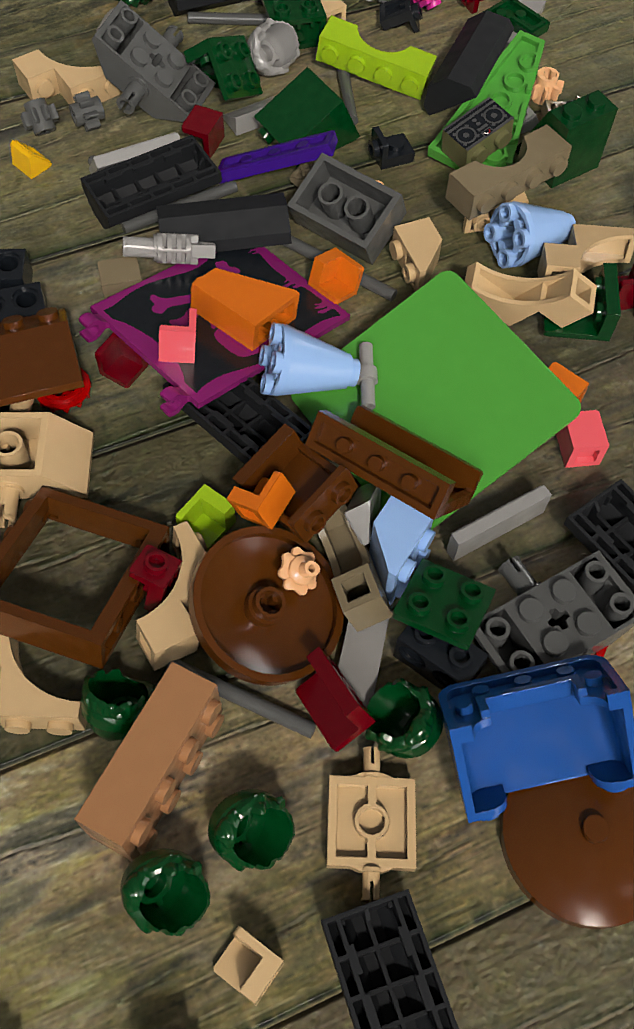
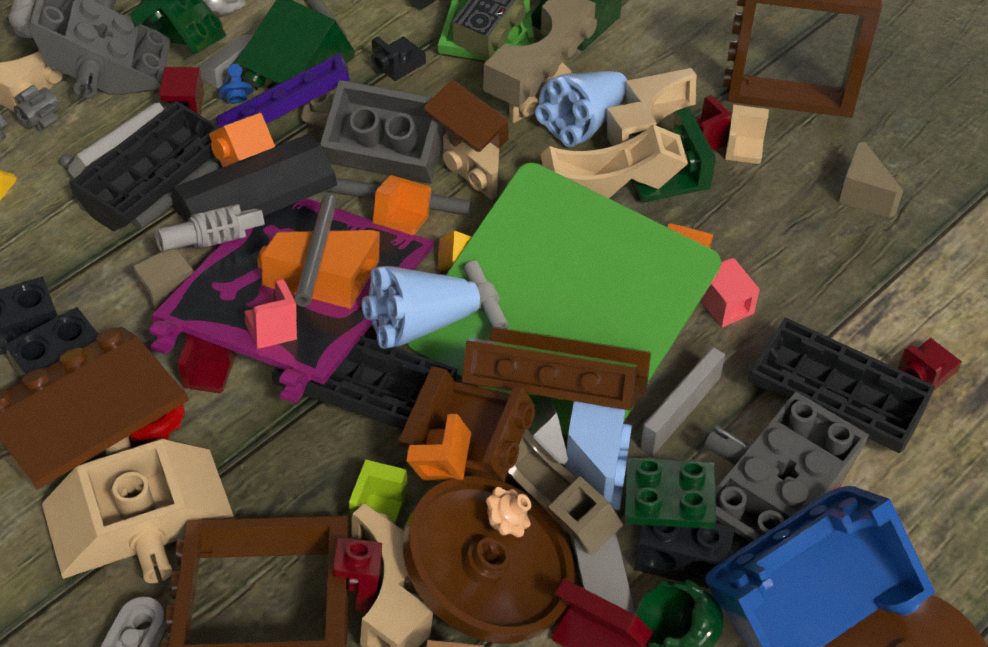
camera: 20 degrees left, 10 degrees down
(226, 181) = (241, 140): none -> orange brick
(237, 291) = (315, 251): none -> dark grey piece
(247, 140) = (233, 89): none -> blue plate
(359, 324) = (450, 248): none -> yellow slope
(415, 216) = (467, 118): none -> reddish brown panel

